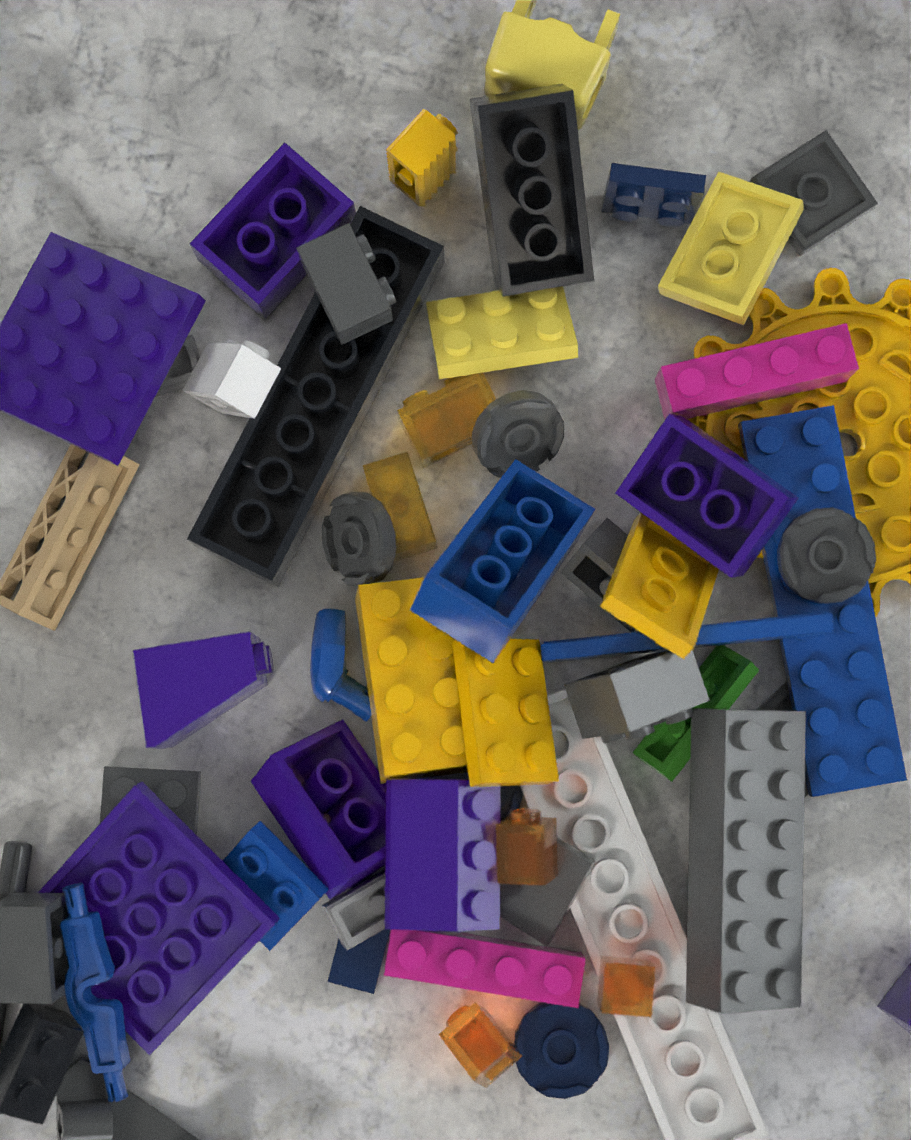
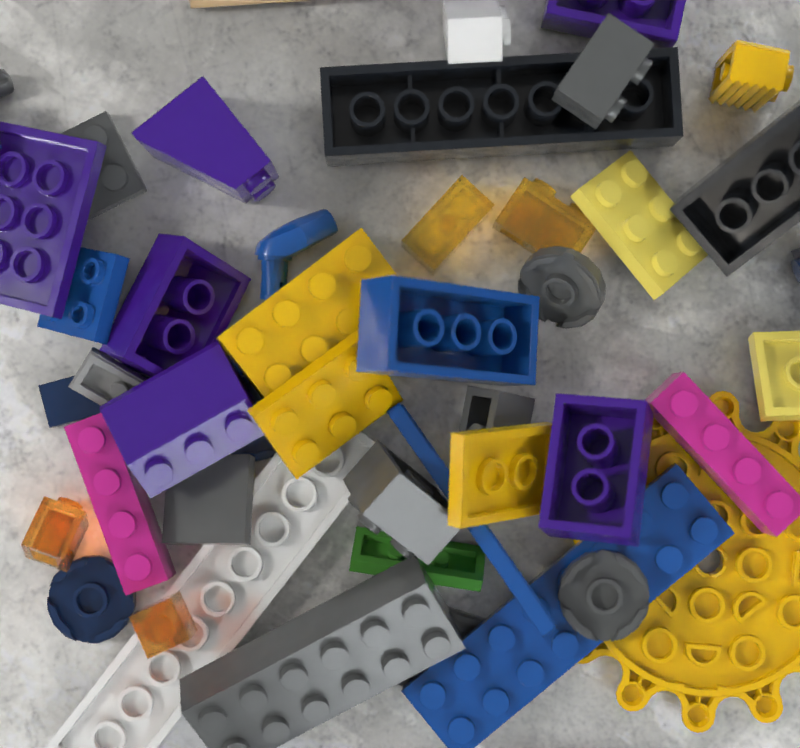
camera: 60 degrees right, 5 degrees up
(359, 538) = (401, 207): dark grey tile -> none
(526, 848) = (226, 484): clear orange brick -> none

